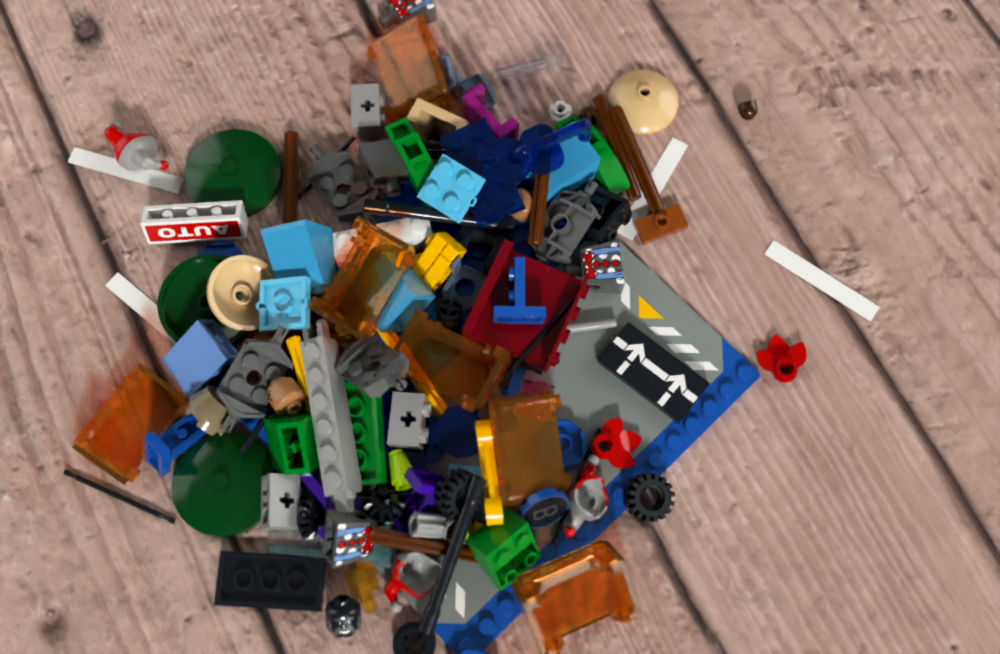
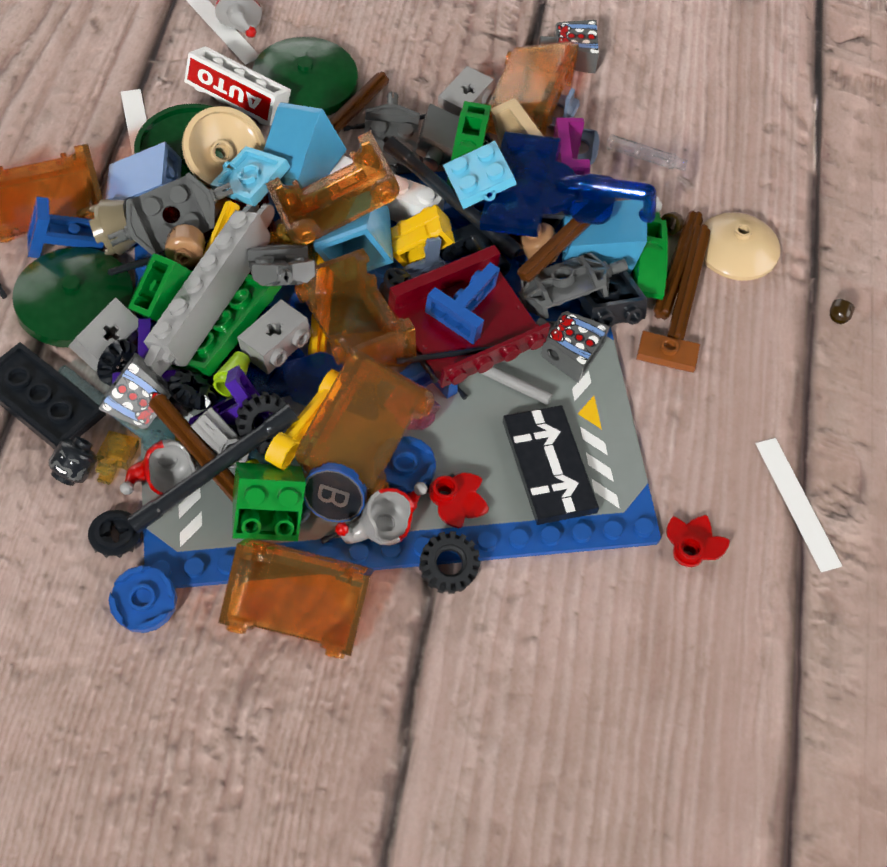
camera: 30 degrees right, 15 degrees down
(660, 176) = (698, 316): white sticker -> none

